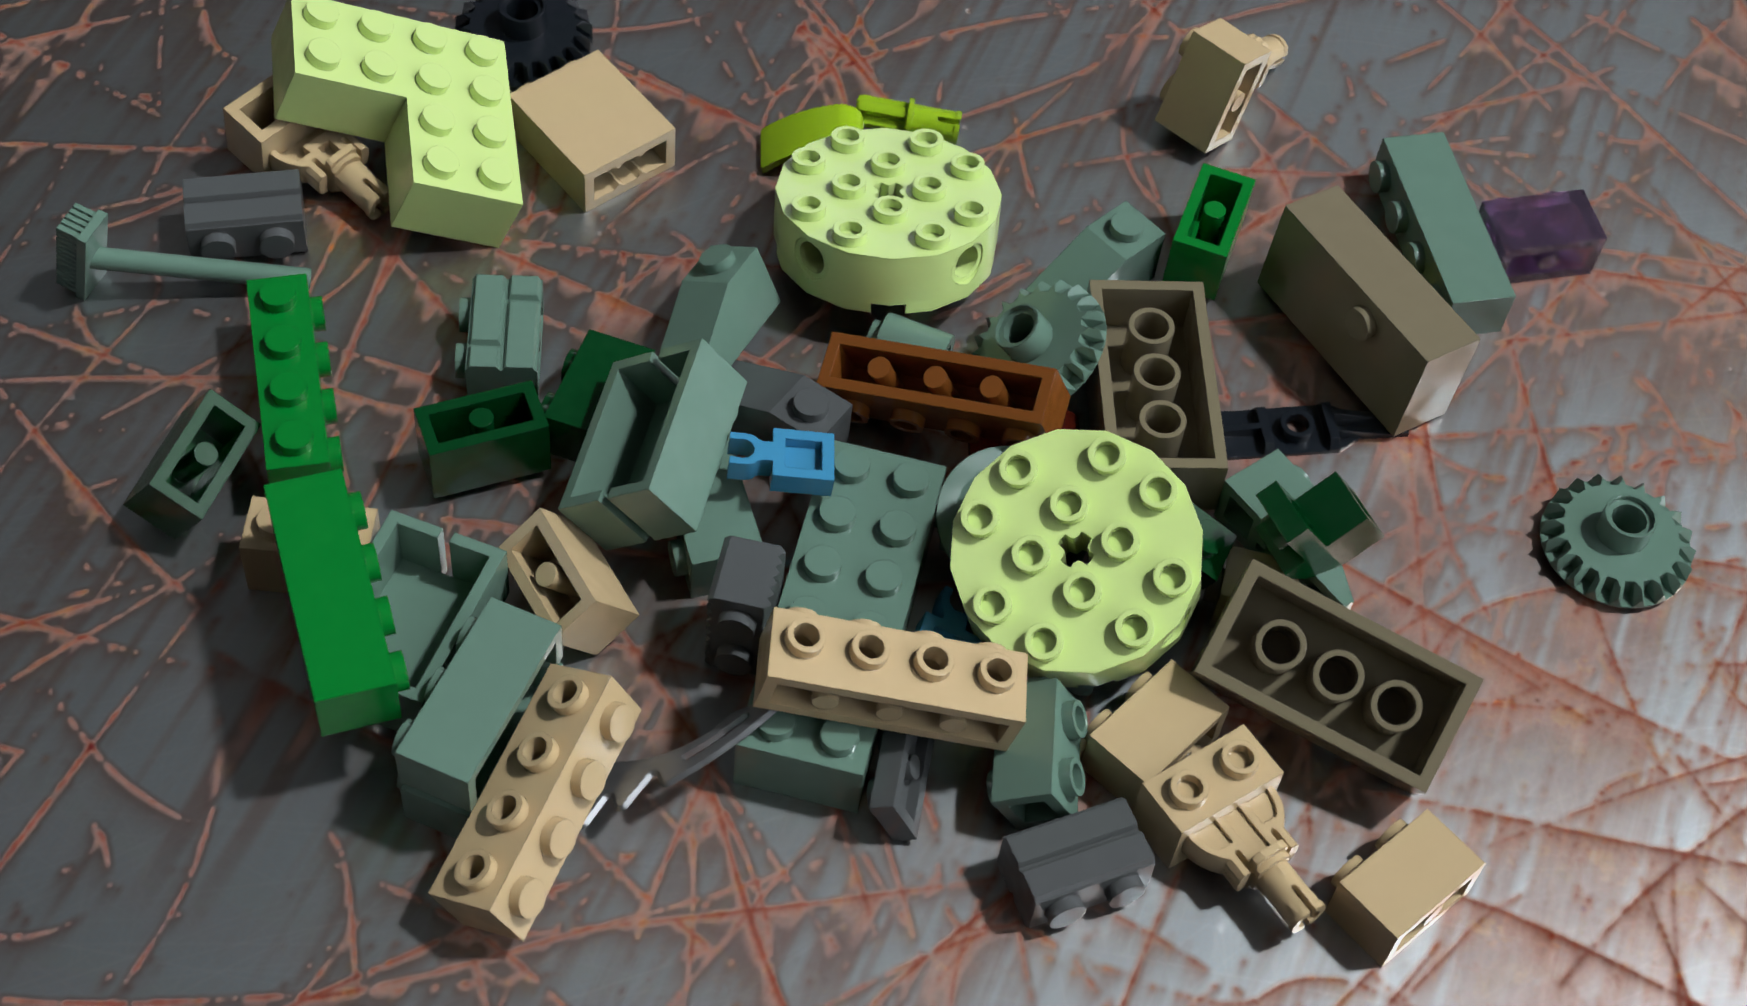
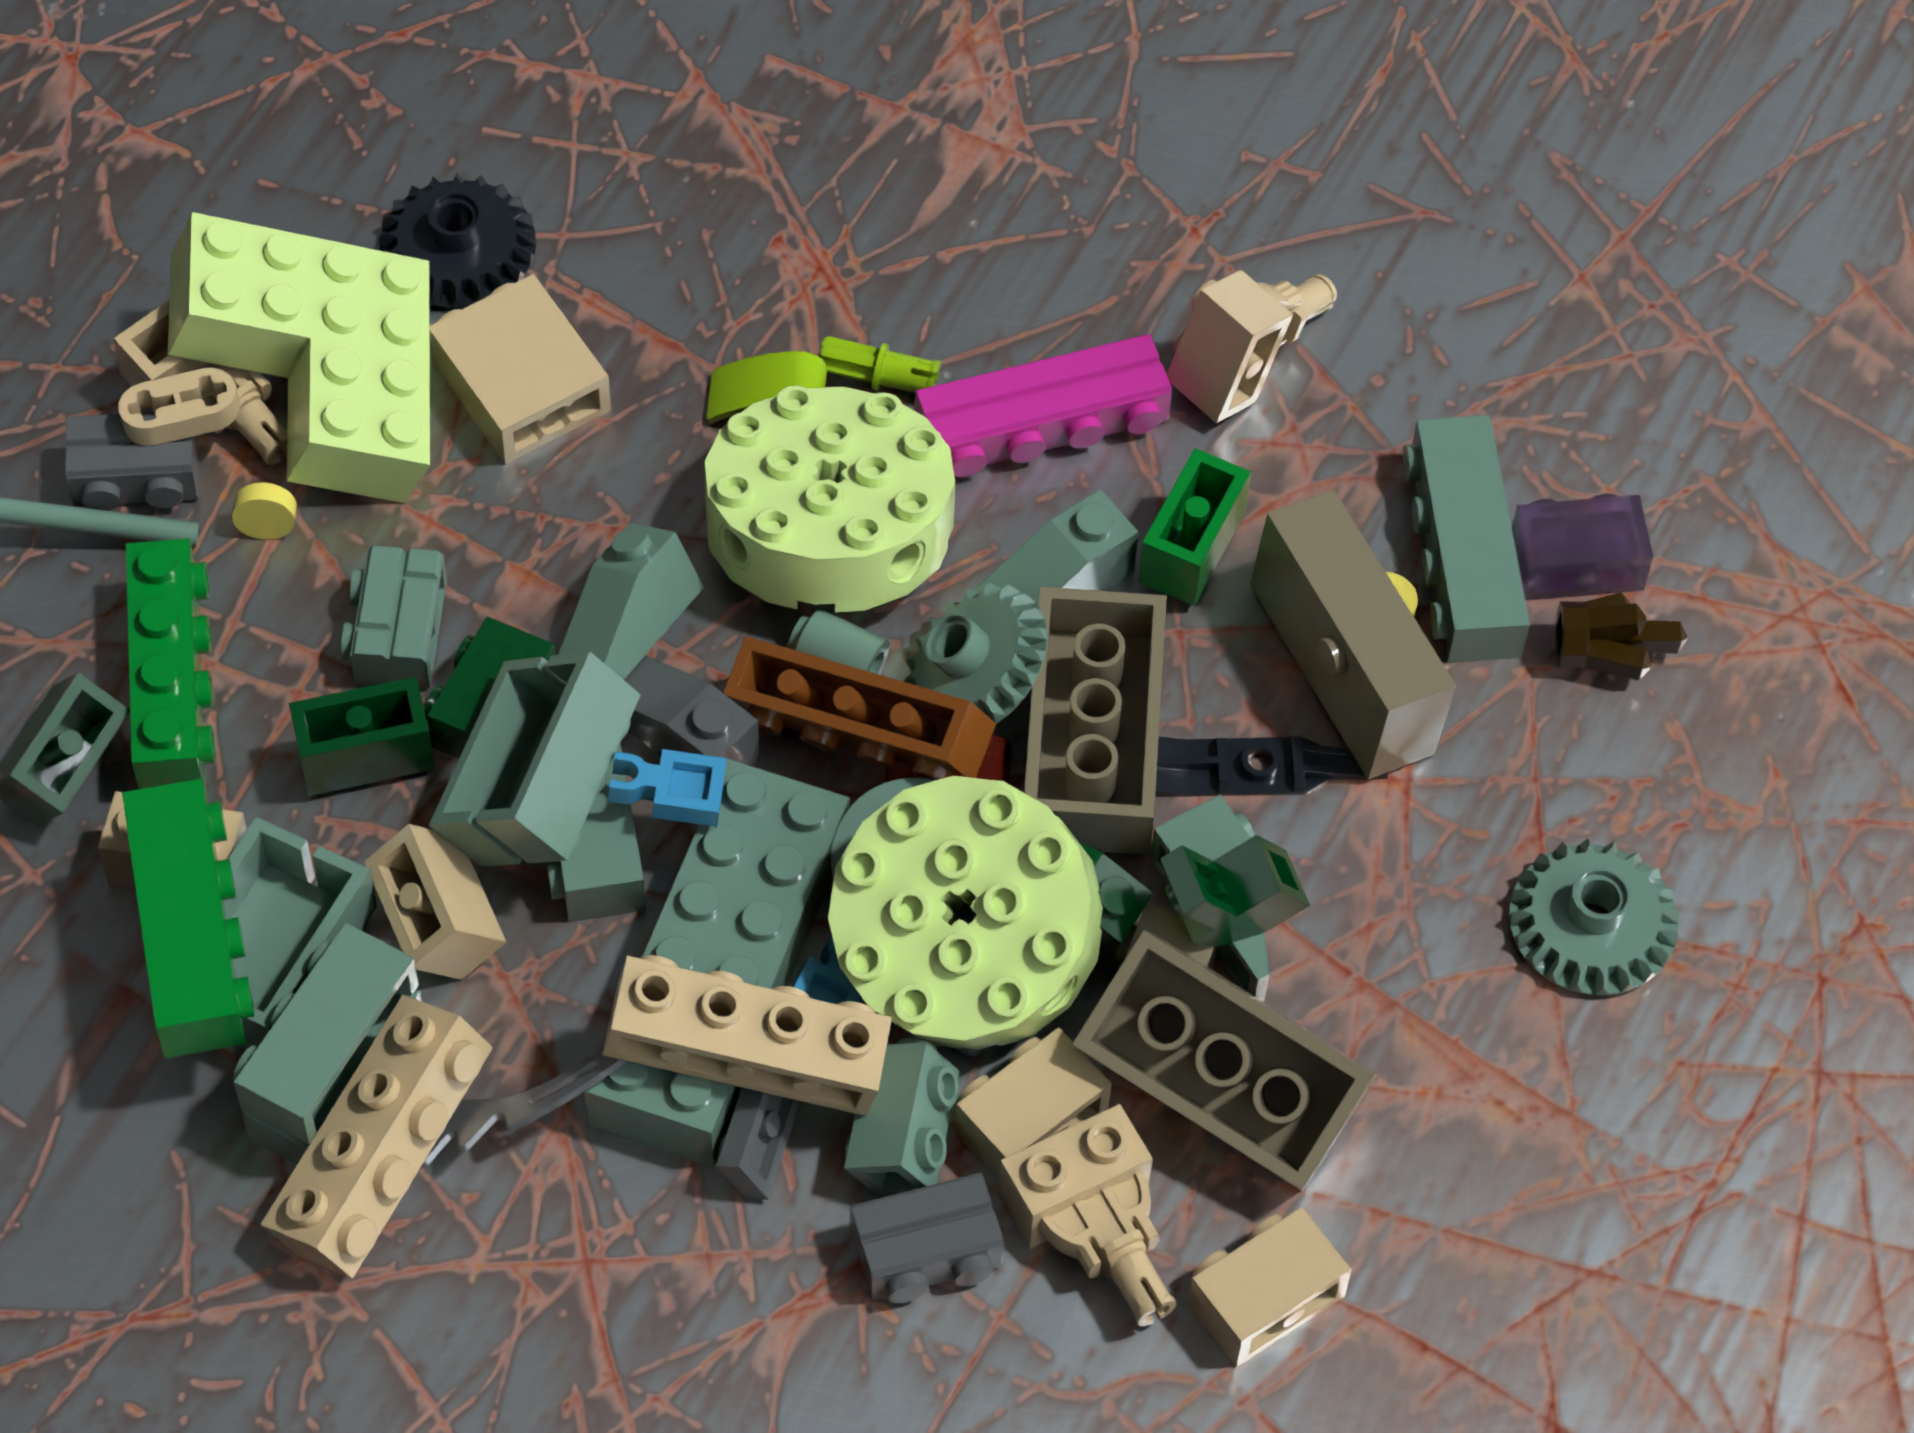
camera: 10 degrees right, 5 degrees up
(287, 164) = (179, 406): none -> tan beam
(371, 254) = (264, 511): none -> light yellow tile
(740, 602) = (610, 924): dark grey brick -> none
(1068, 138) = (1049, 404): none -> dark pink brick
(1579, 306) = (1612, 636): none -> dark brown rock

